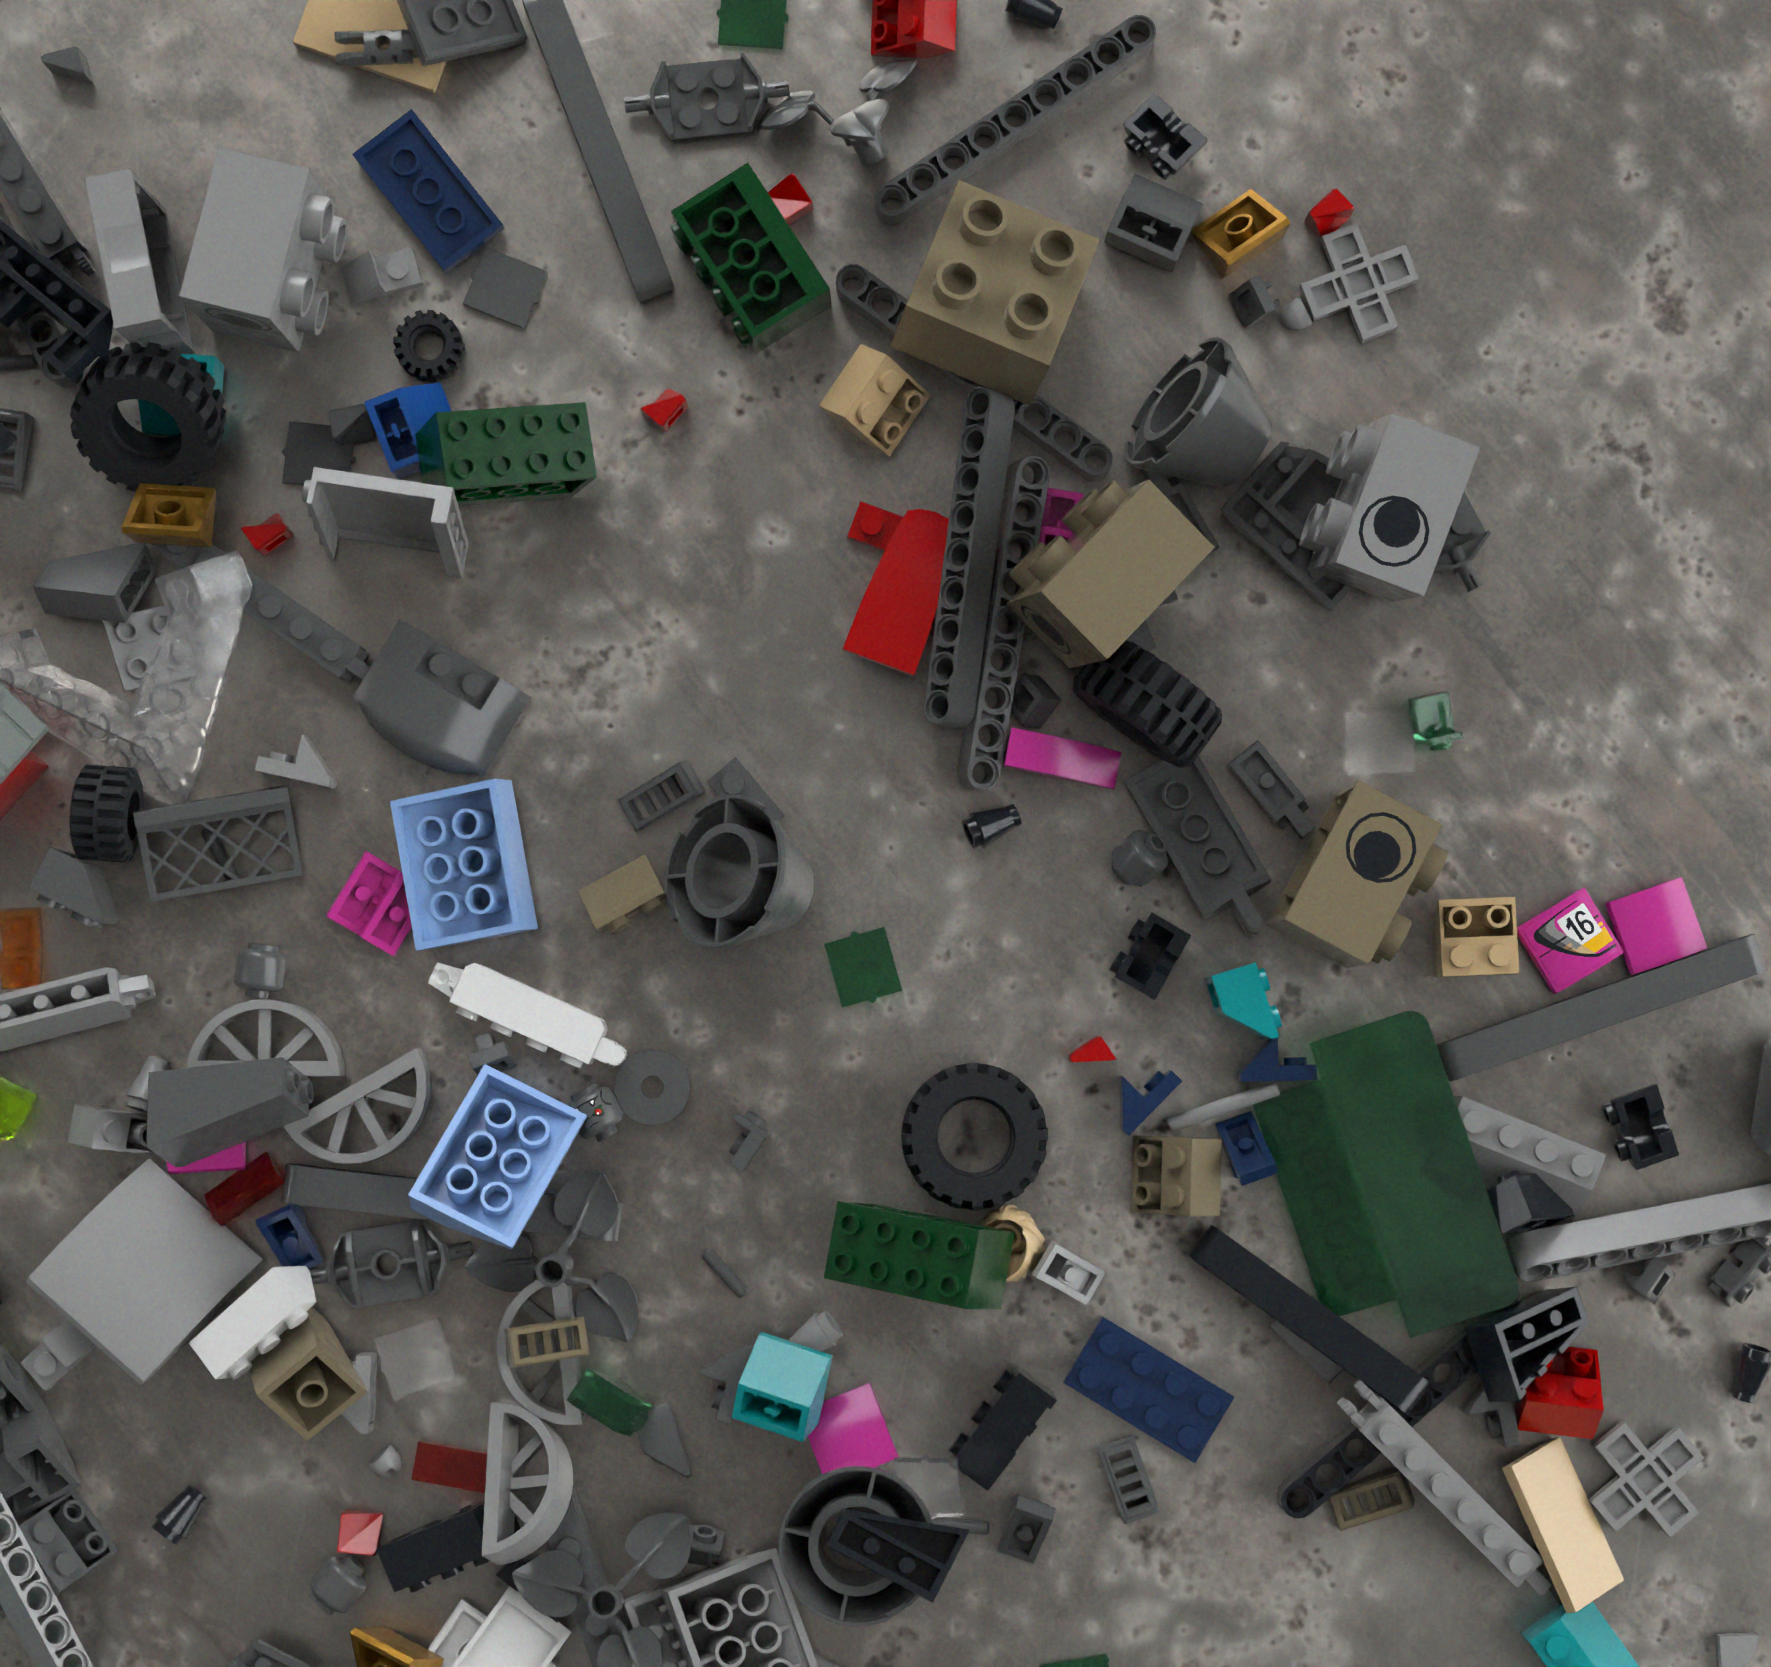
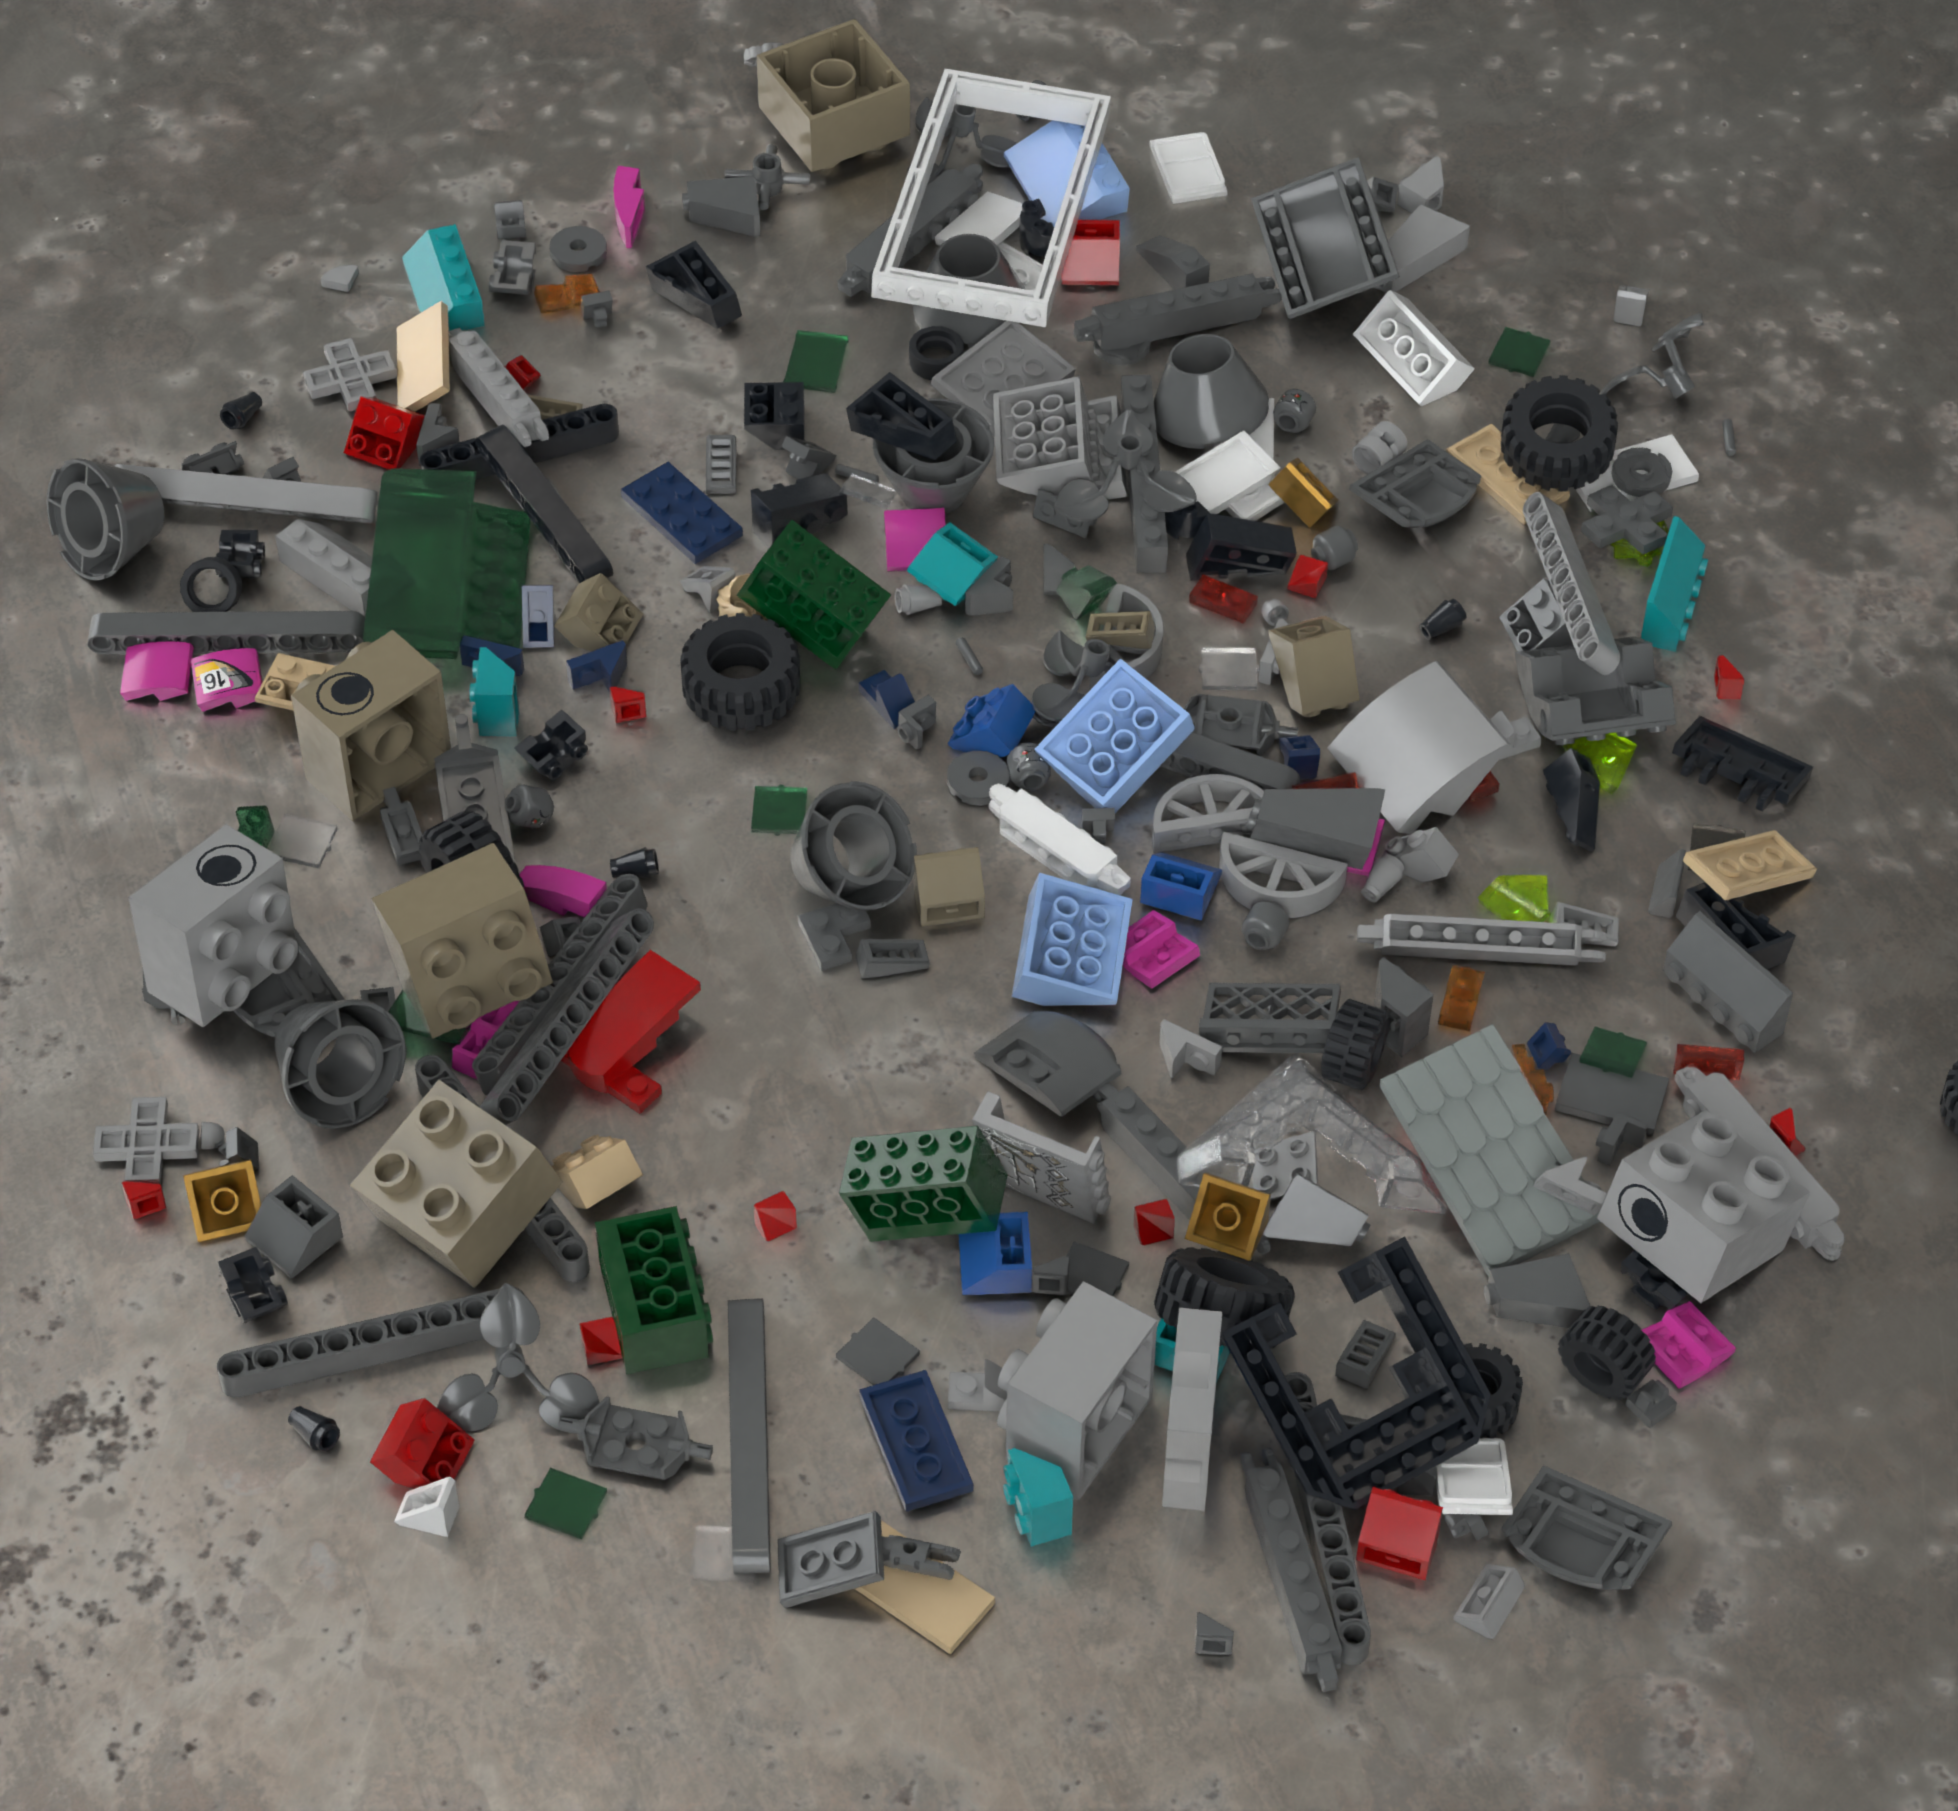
camera: 165 degrees left, 35 degrees down
(255, 1321) = (1335, 693): white slope -> none
(274, 137) = (1039, 1497): none -> teal slope
(370, 1001) = (1178, 885): none -> blue slope
(429, 323) = (961, 1337): black tyre -> none
(503, 1465) = (1187, 550): light grey window -> none
(659, 1165) = (993, 722): none -> blue slope
(795, 1173) = (887, 695): none -> dark blue slope
(1091, 1580) = (774, 411): none -> black slope
(1224, 1106) = (545, 649): light grey bar -> none
(1437, 1550) = (522, 372): none -> red slope
(1523, 1339) = (404, 444): black wedge -> none
(1526, 1203) = (350, 523): black slope -> none
(1647, 1076) = (227, 569): none -> black tyre

